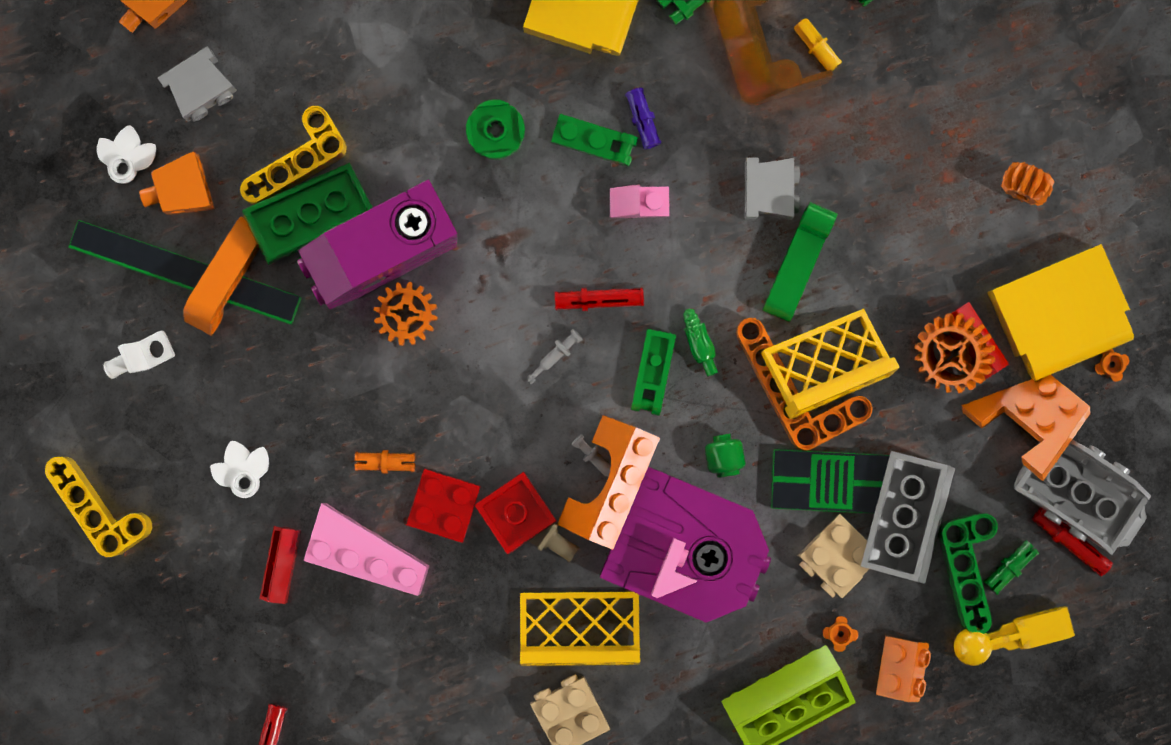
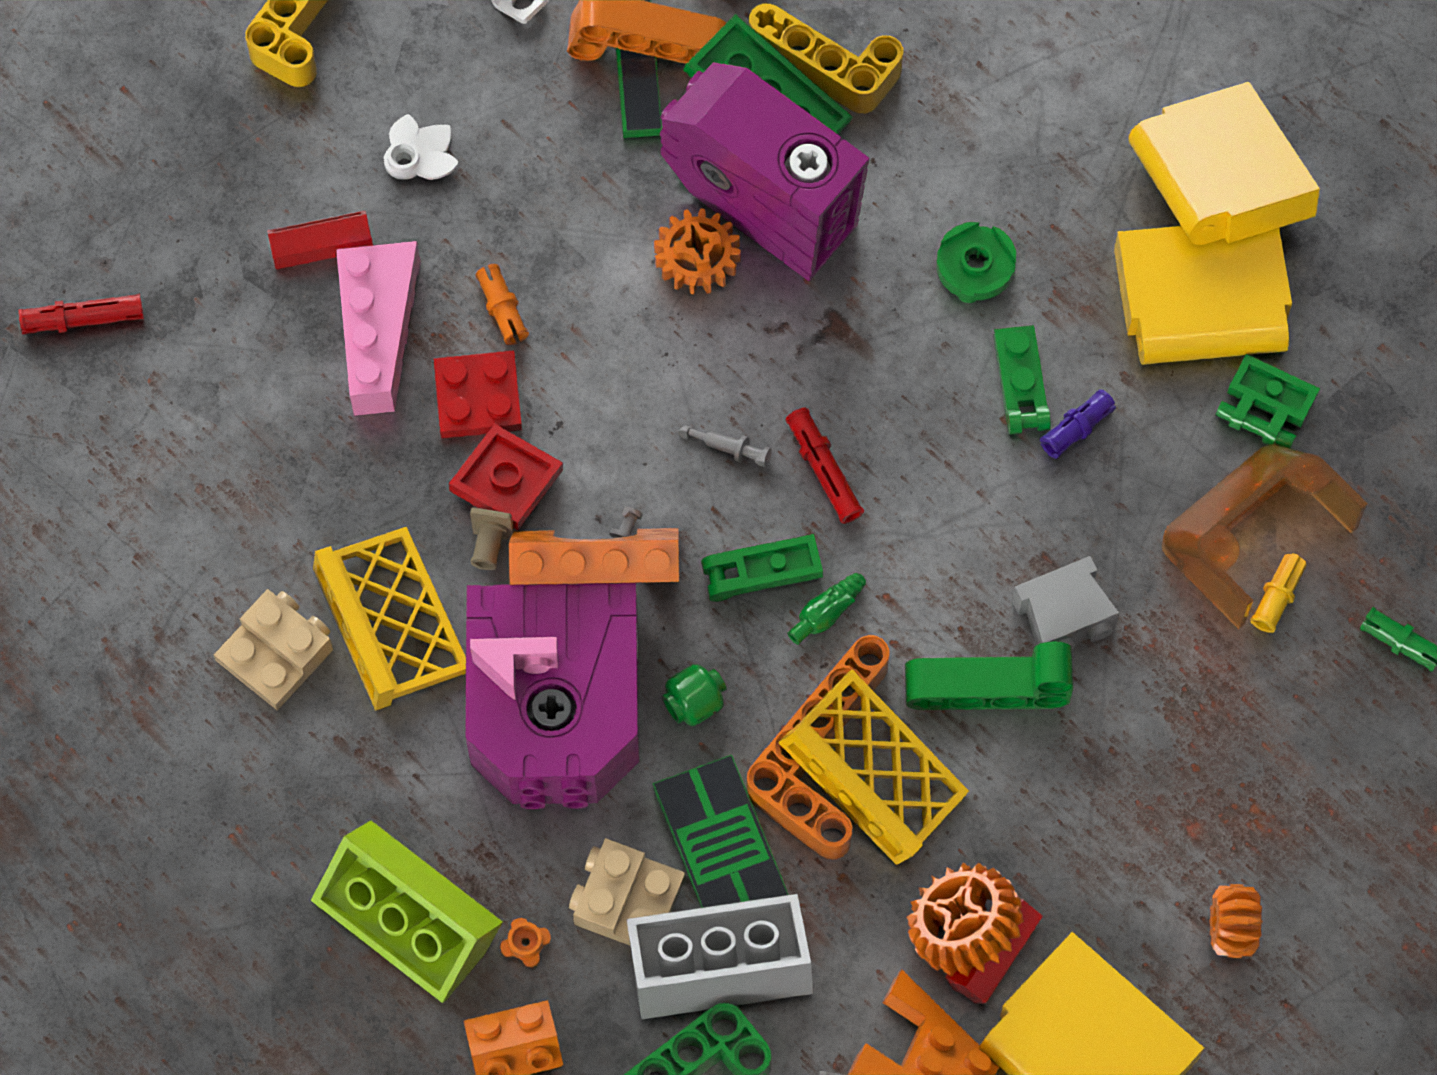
camera: 65 degrees right, 20 degrees down
(639, 202) = (971, 466): bright pink slope -> none

